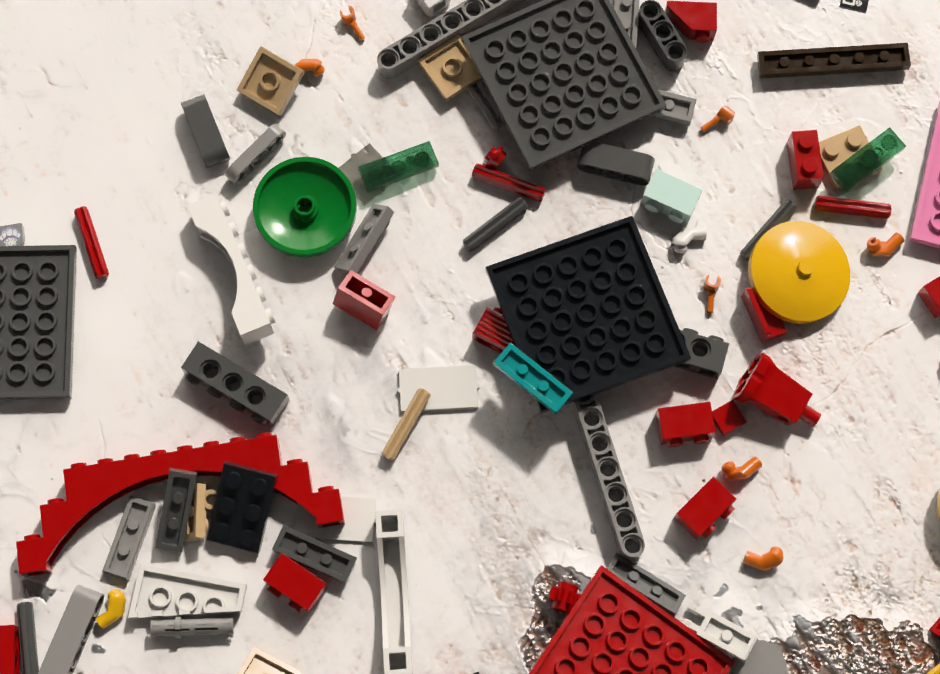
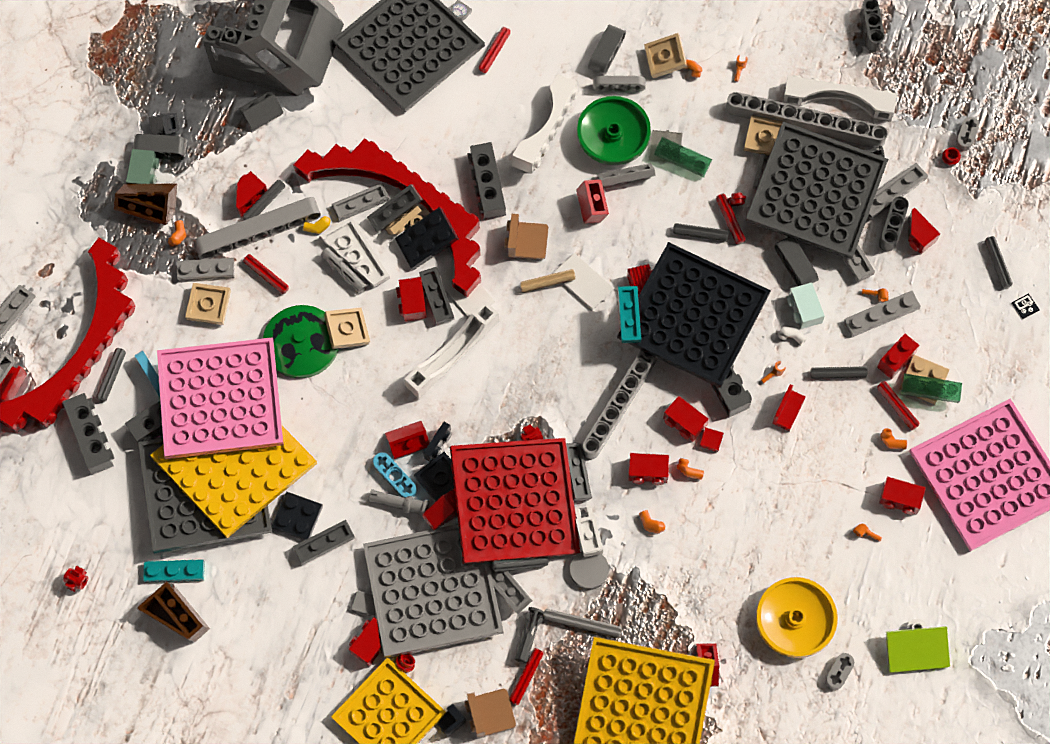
camera: 50 degrees right, 5 degrees down
(339, 403) = (526, 239): none -> medium nougat bracket
(743, 133) = (882, 313): none -> light grey plate
(775, 393) = (747, 450): red piece -> none
(799, 272) = (830, 407): yellow dish -> none
(833, 60) = (973, 324): dark brown plate -> none

